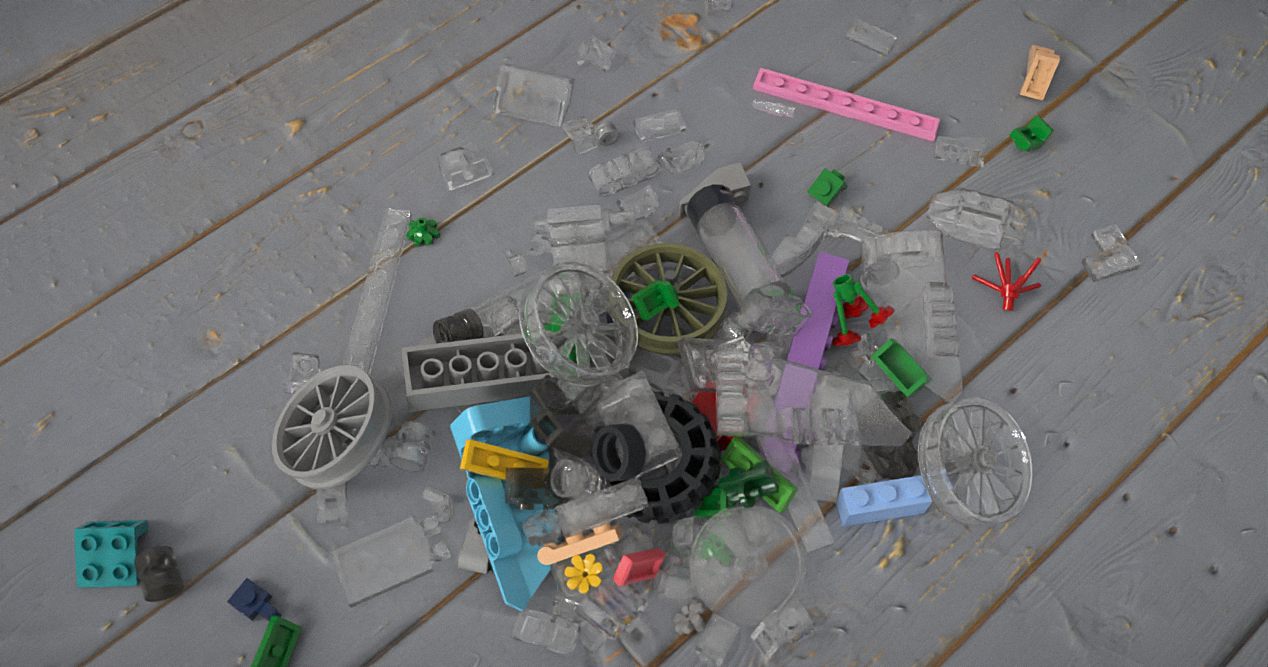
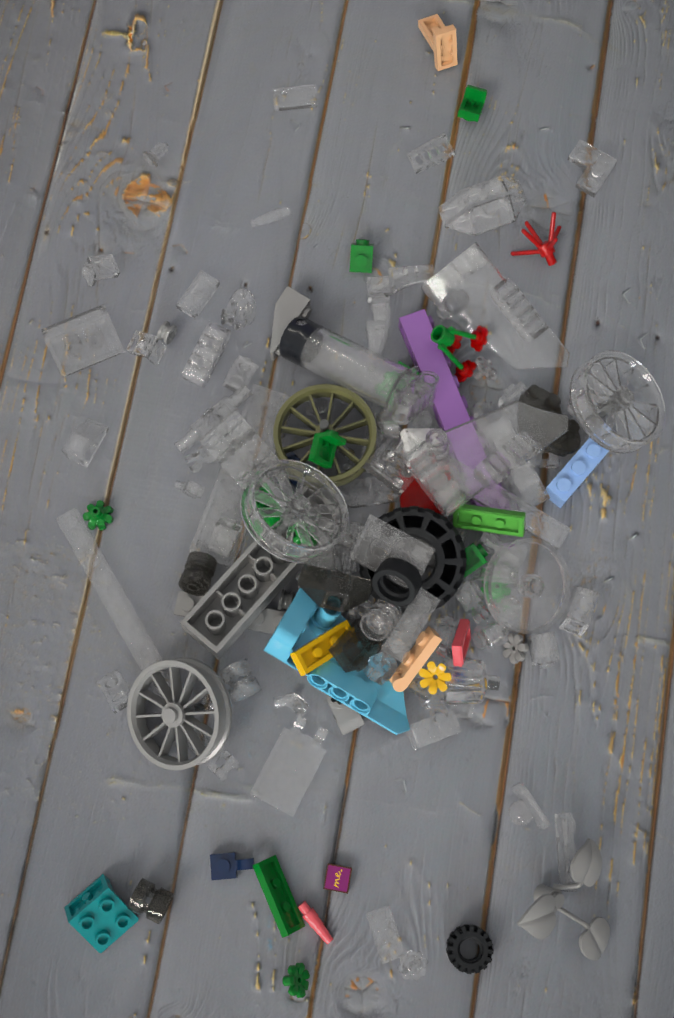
camera: 35 degrees left, 15 degrees up
(748, 485) = (495, 536): dark green hips -> none
(847, 104) = (319, 173): bright pink tile -> none
(901, 368) = (520, 367): green panel -> none

